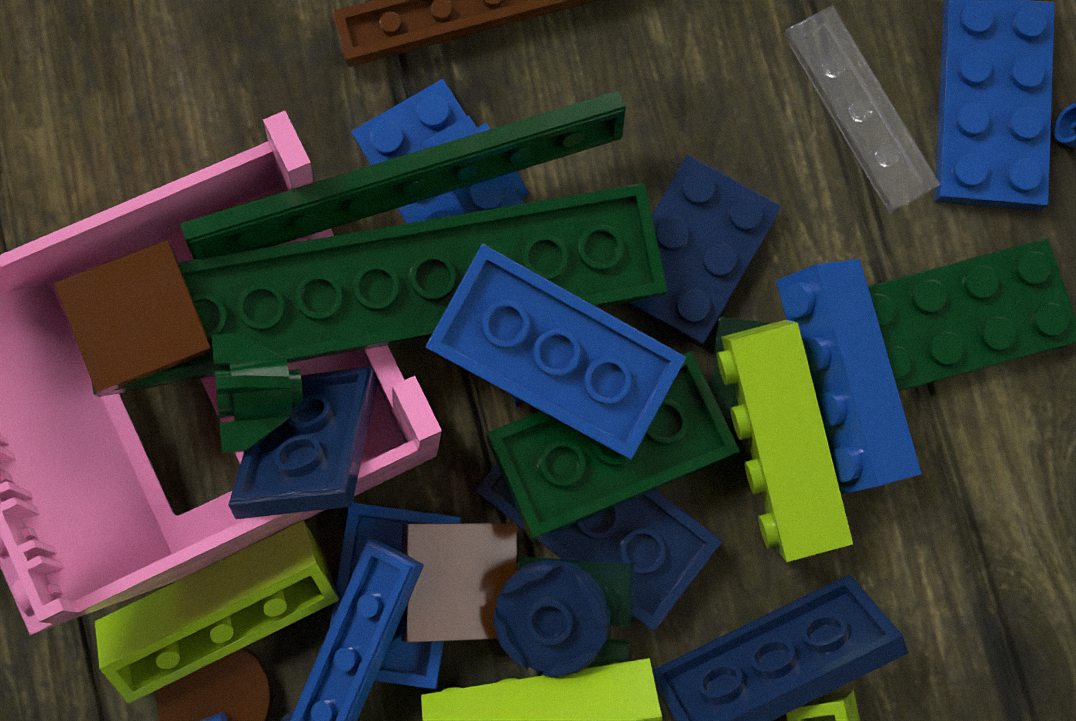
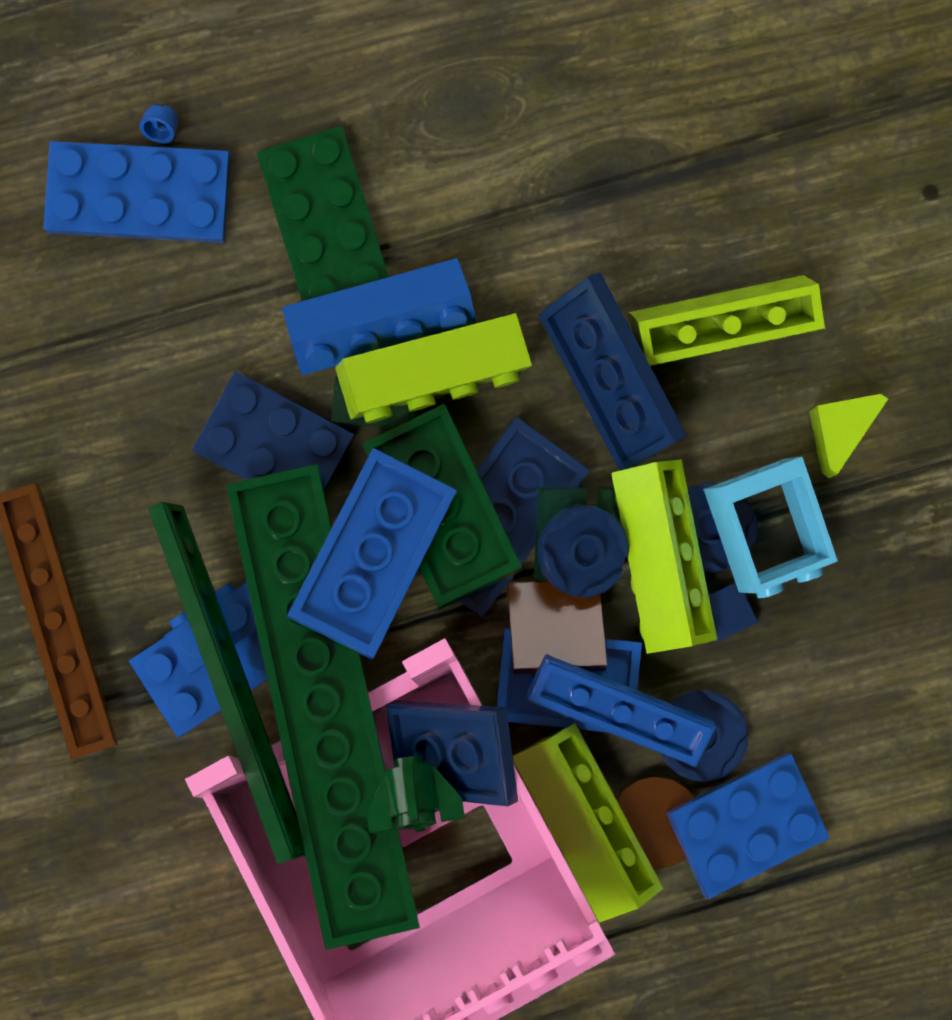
camera: 90 degrees left, 5 degrees up
(133, 317) = (356, 898): reddish brown tile -> none
(861, 109) = (146, 304): clear tile -> none

